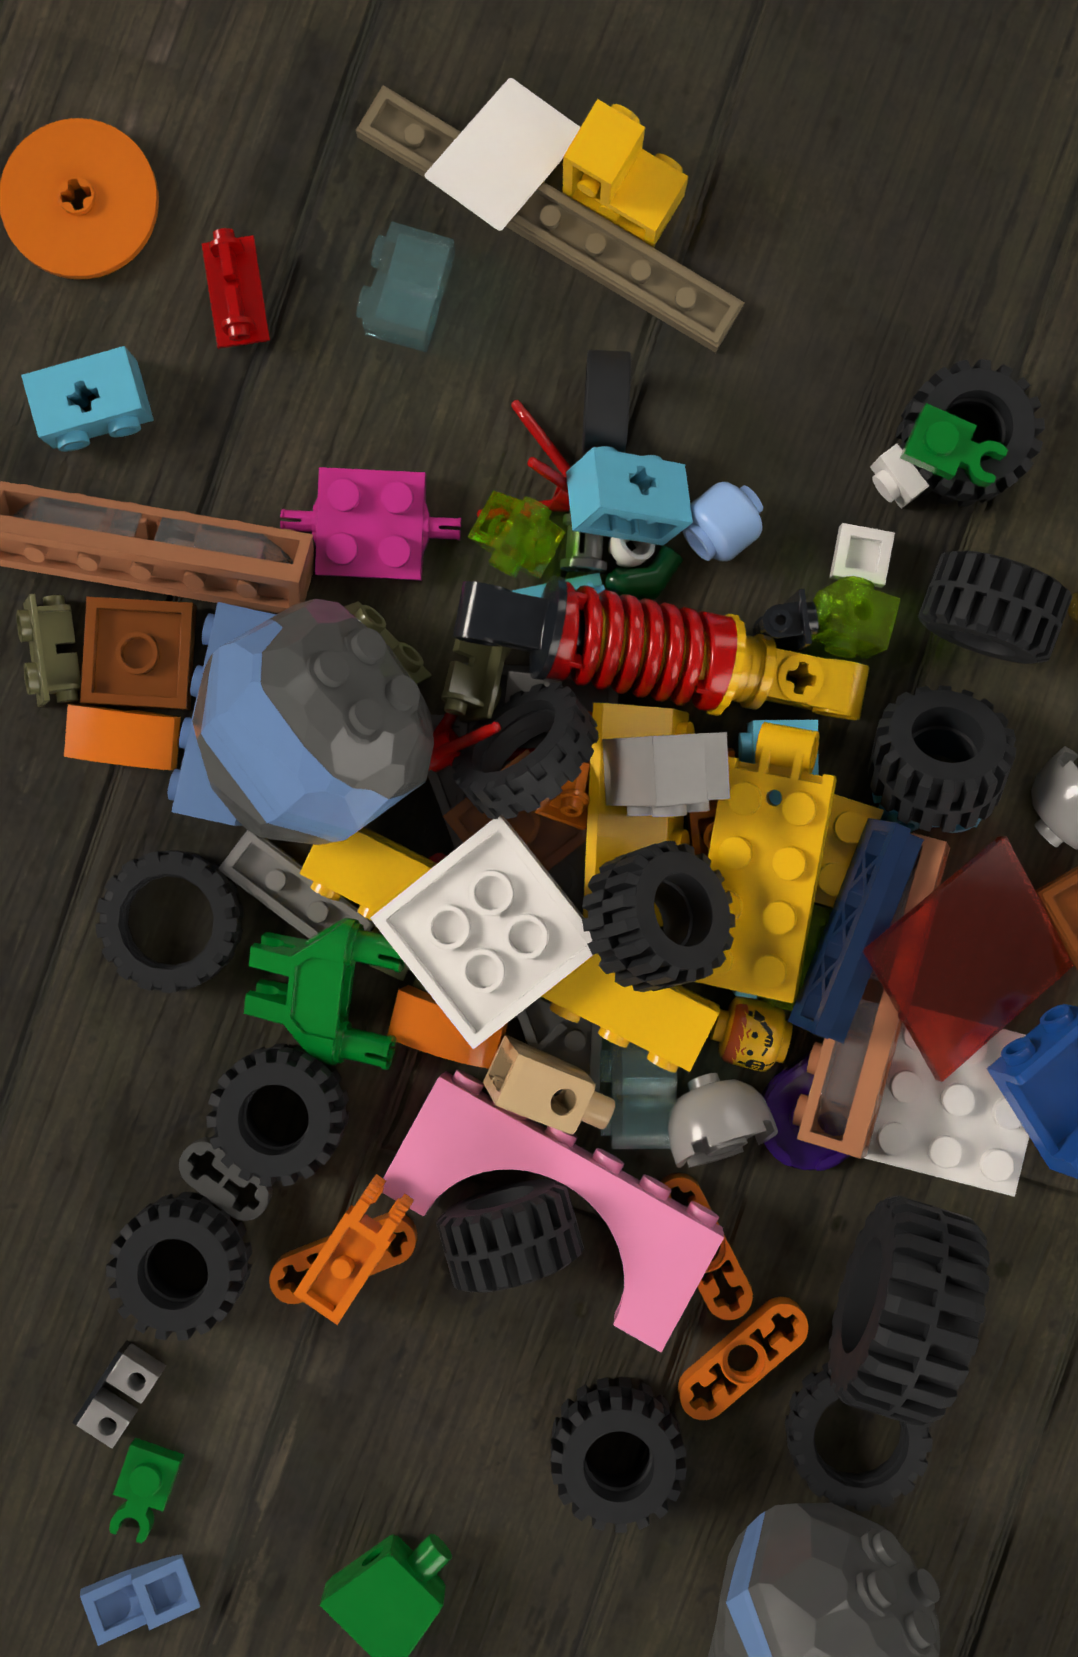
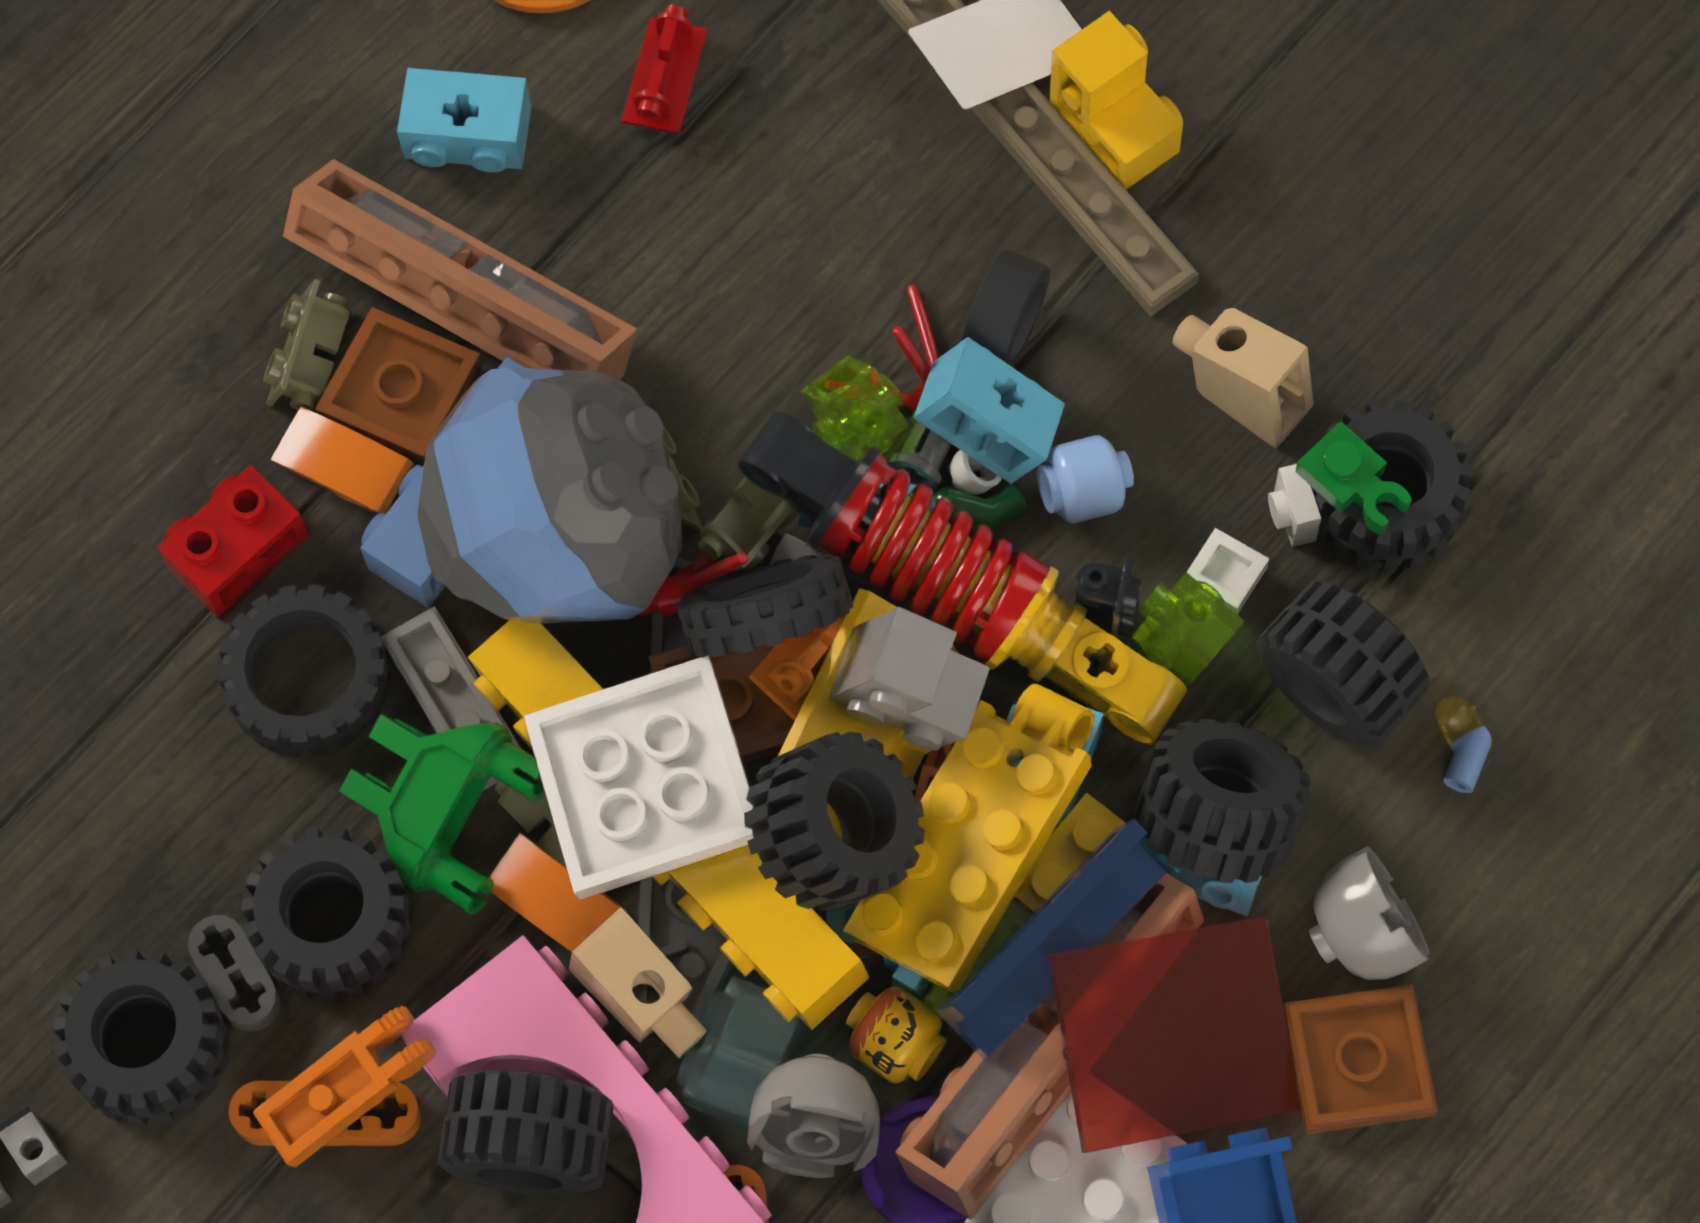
camera: 25 degrees right, 20 degrees down
(64, 838) = (233, 540): none -> red brick
(370, 523) = (706, 349): dark pink plate -> none
(407, 286) = (845, 131): clear light blue brick -> none
(836, 378) = (1249, 372): none -> tan torso

